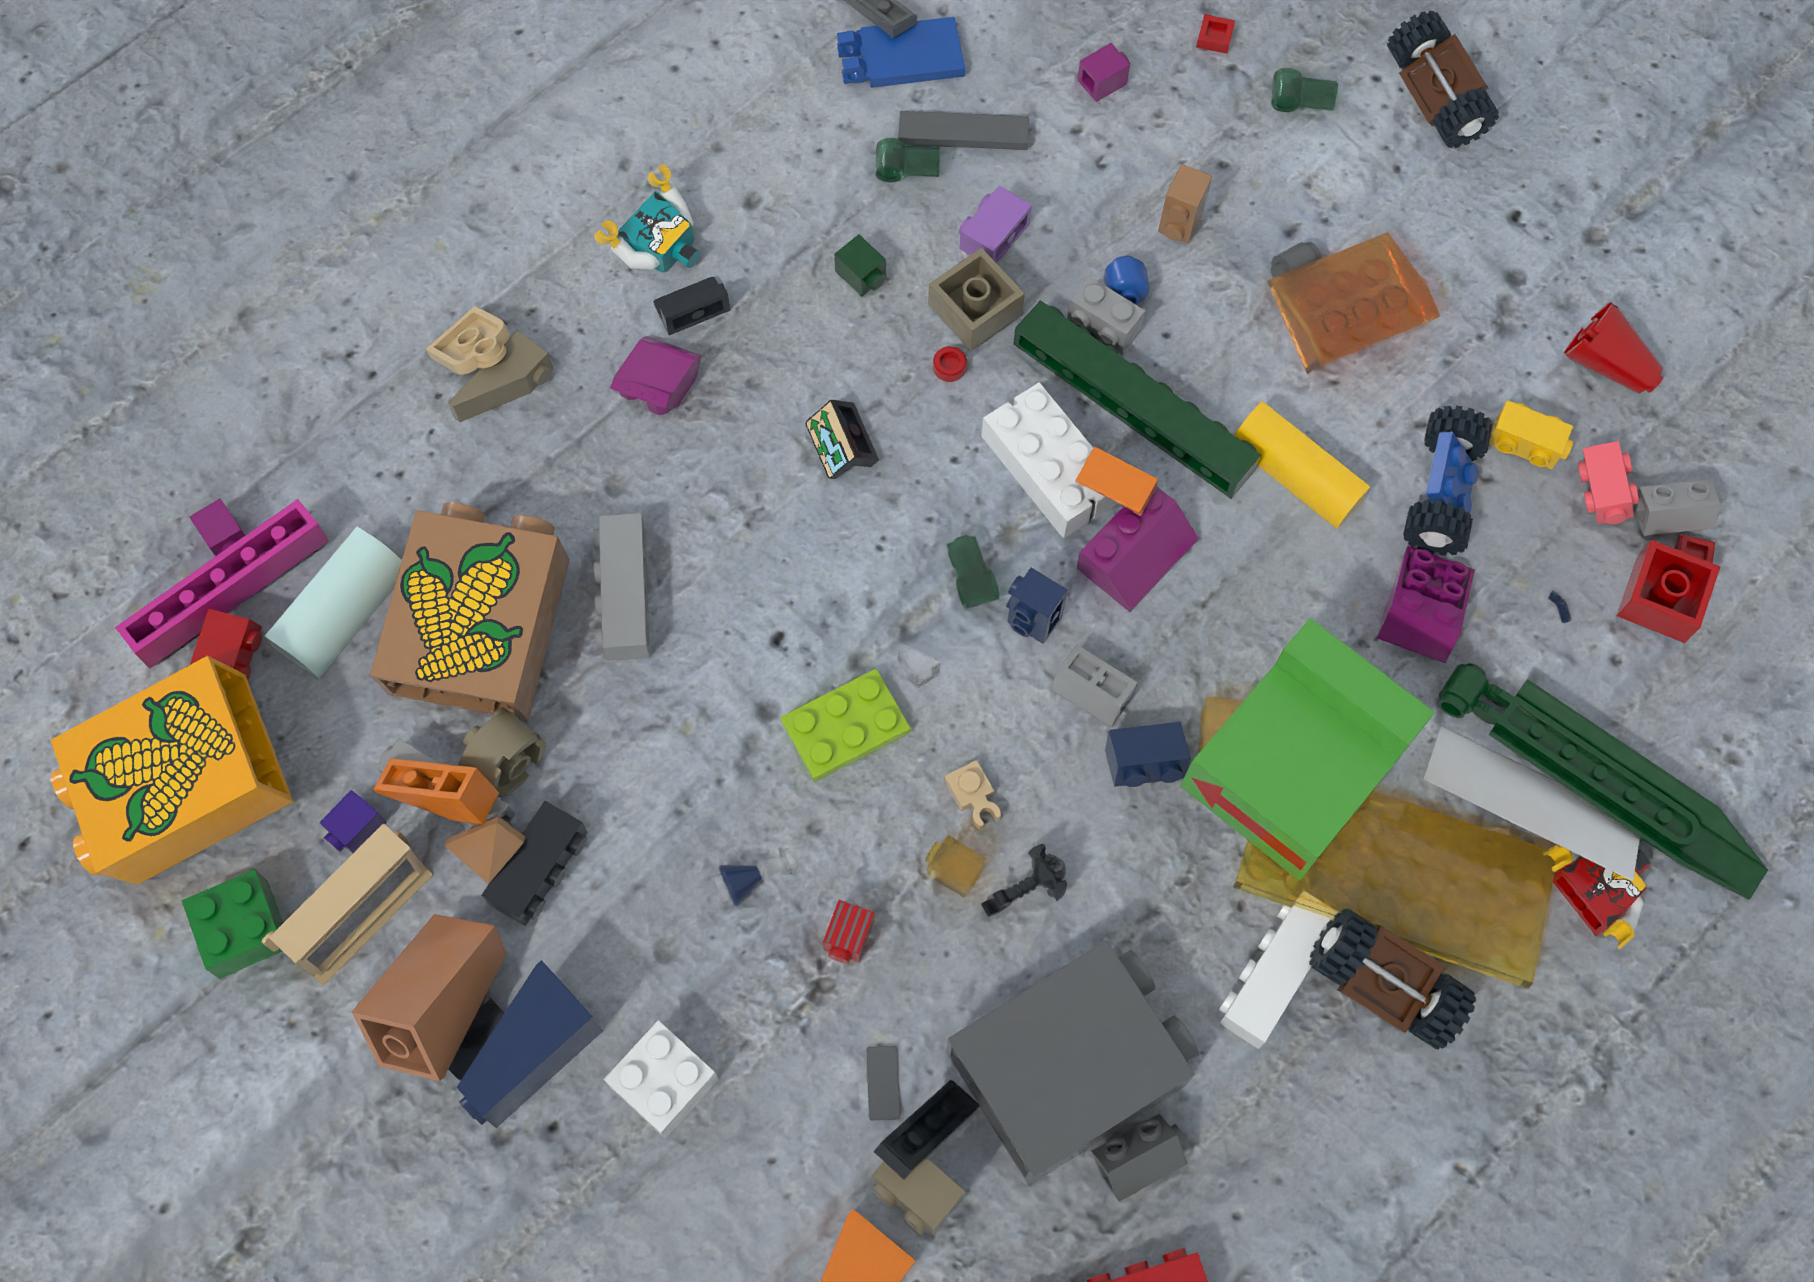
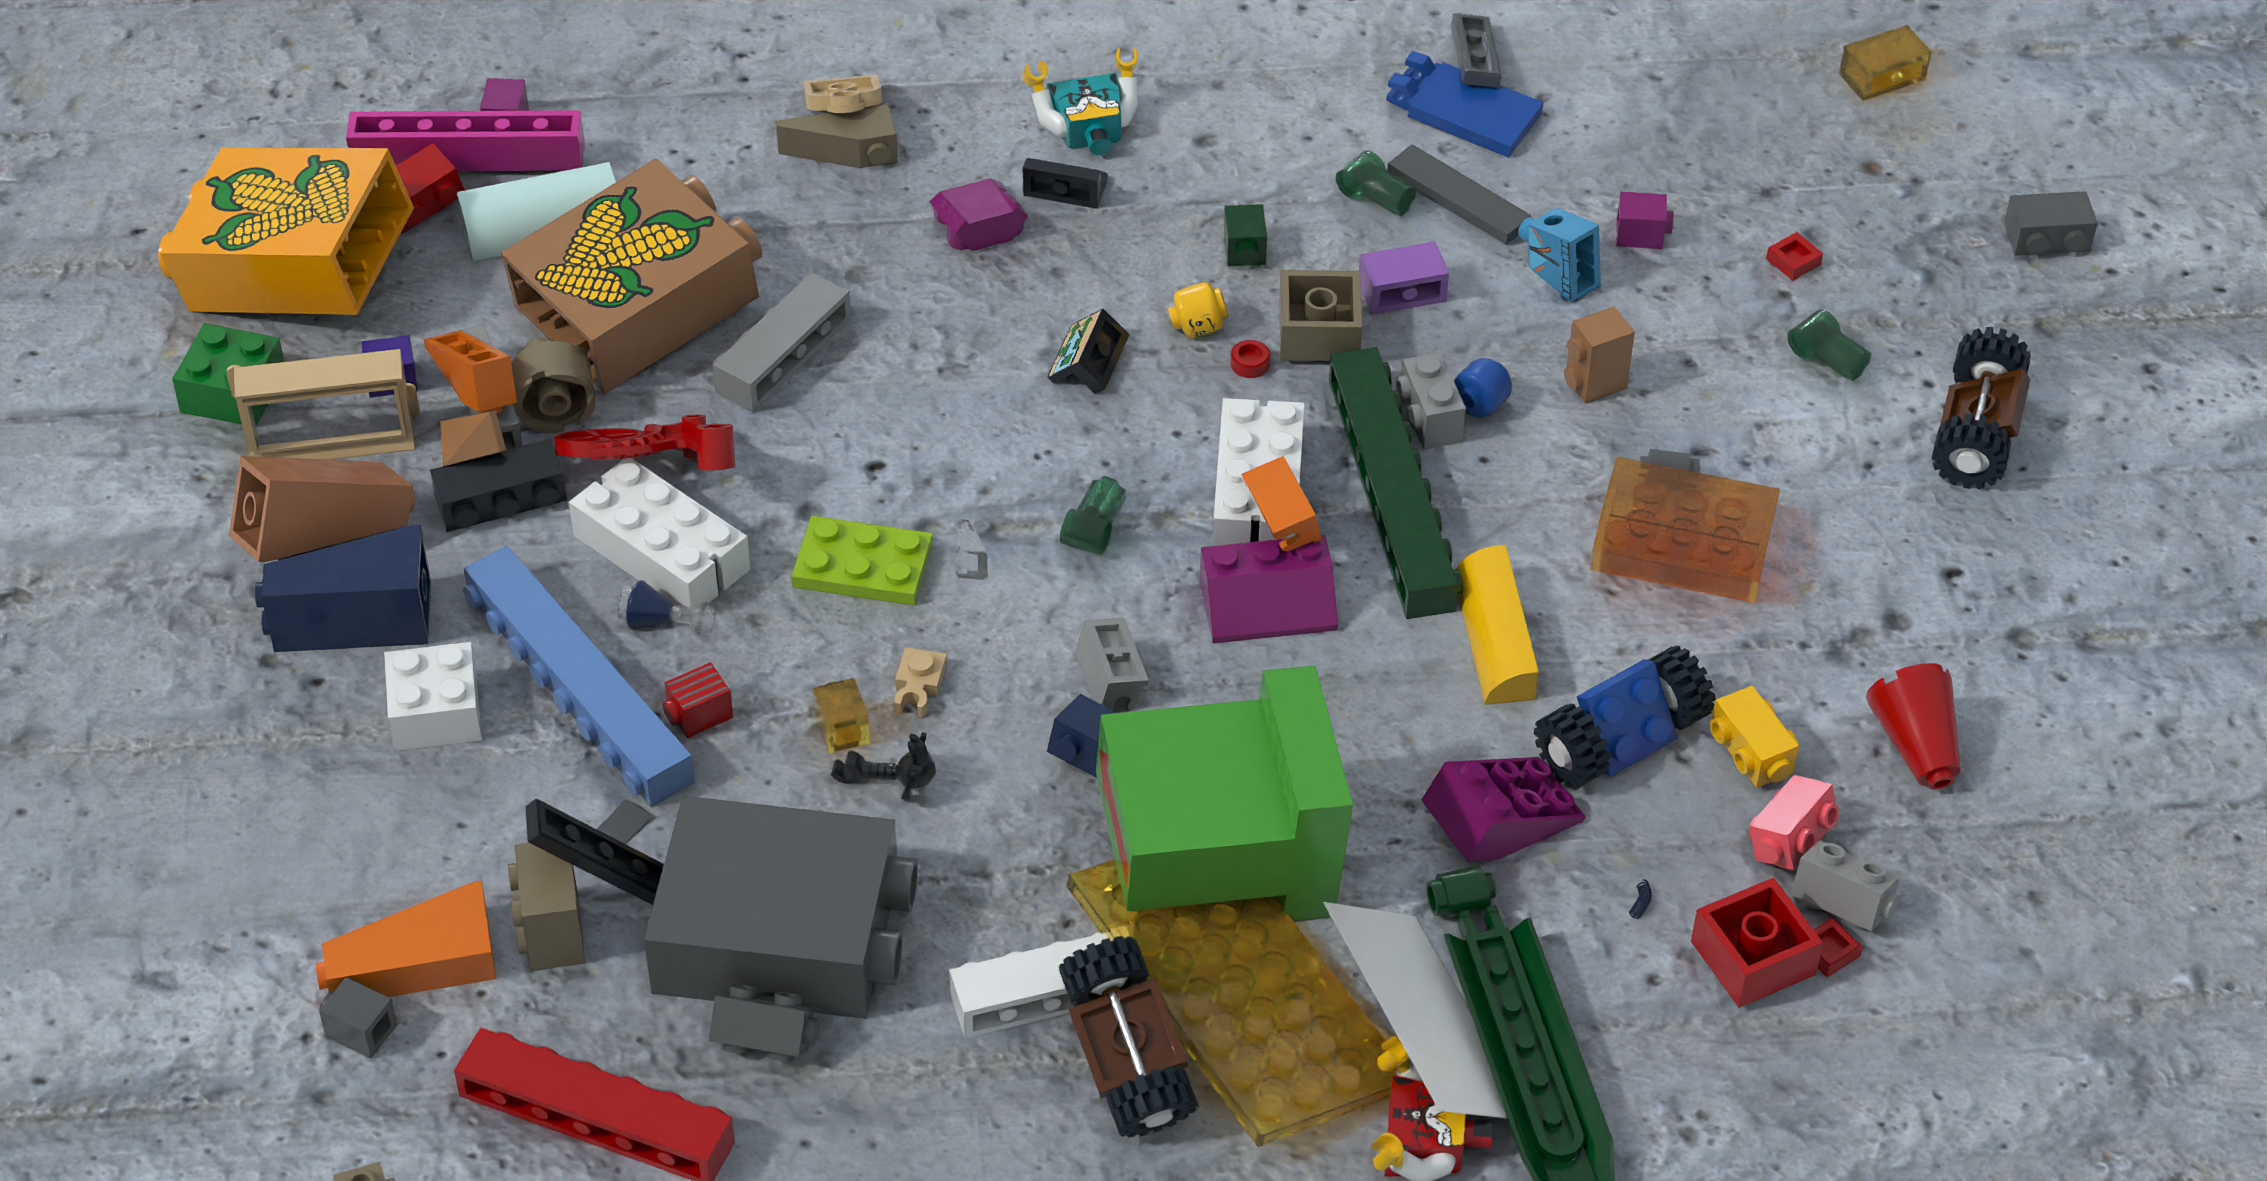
camera: 40 degrees right, 20 degrees down
(631, 731) = (697, 440): none -> red piece
(693, 817) = (659, 535): none -> white piece
(744, 978) = (578, 677): none -> medium blue brick
(887, 350) = (1198, 310): none -> yellow head
(1035, 605) = (1117, 566): dark blue brick -> none
(1081, 133) = (1564, 251): none -> dark azure torso

